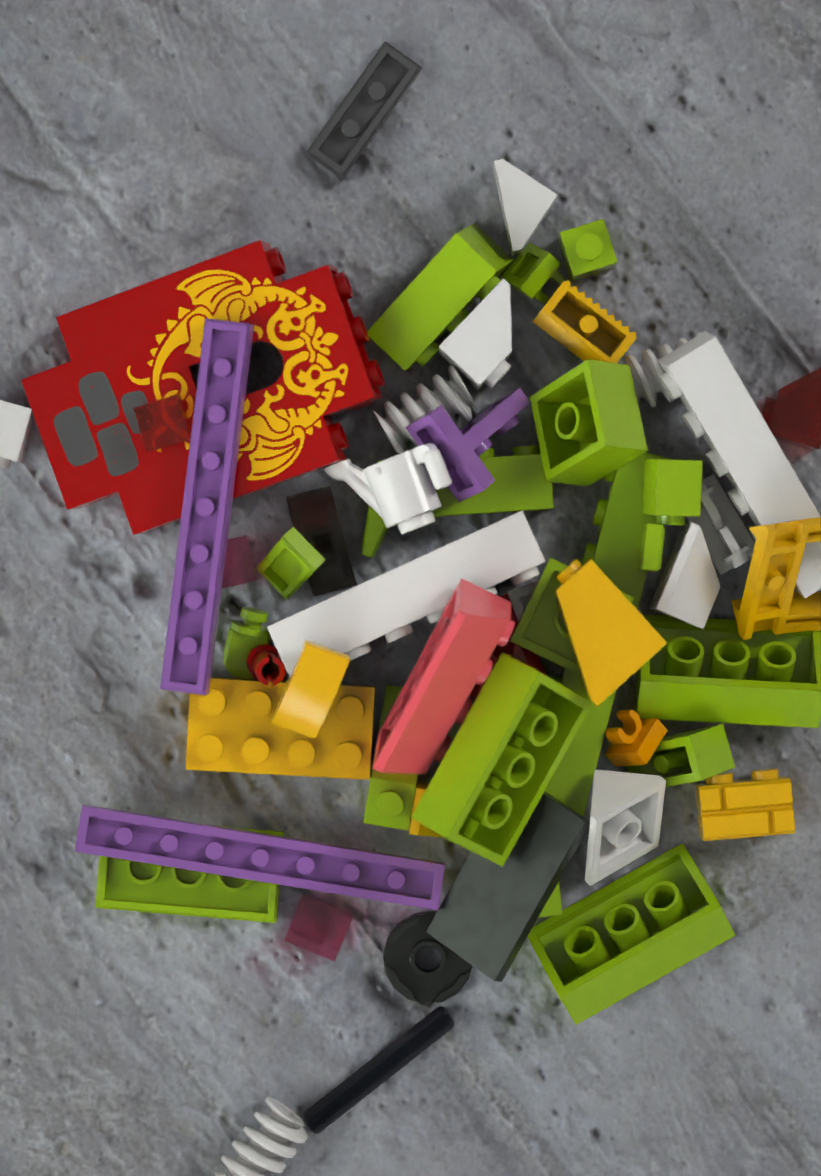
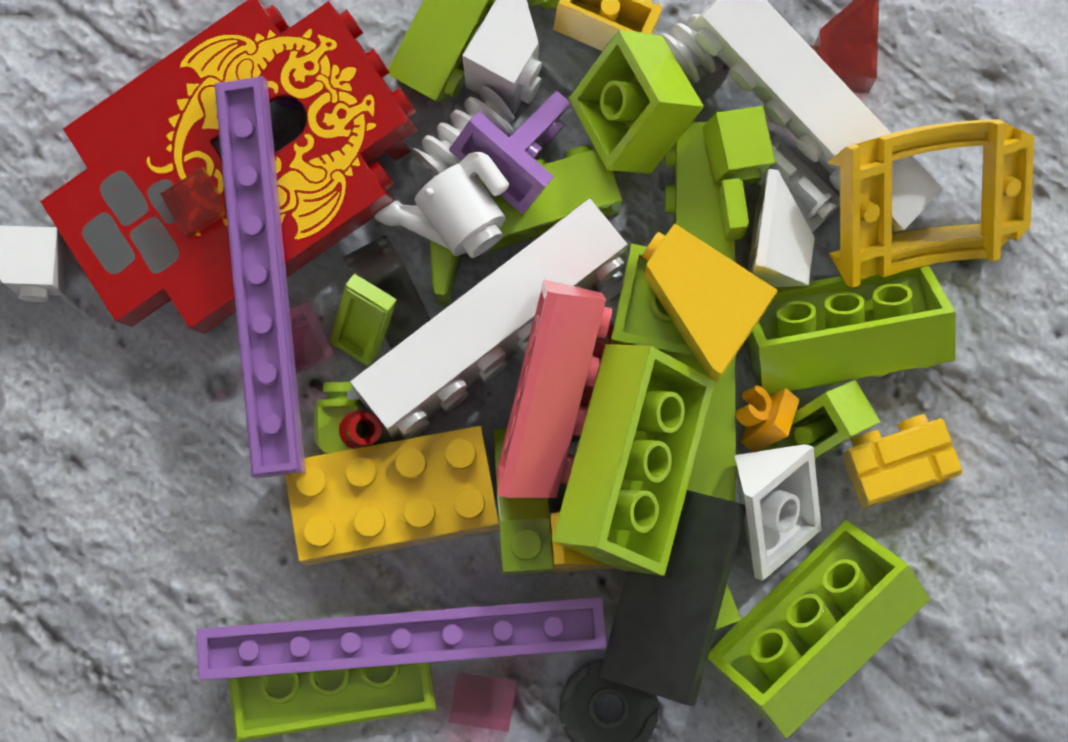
camera: 10 degrees left, 10 degrees down
(310, 689) = (412, 435): yellow slope -> none

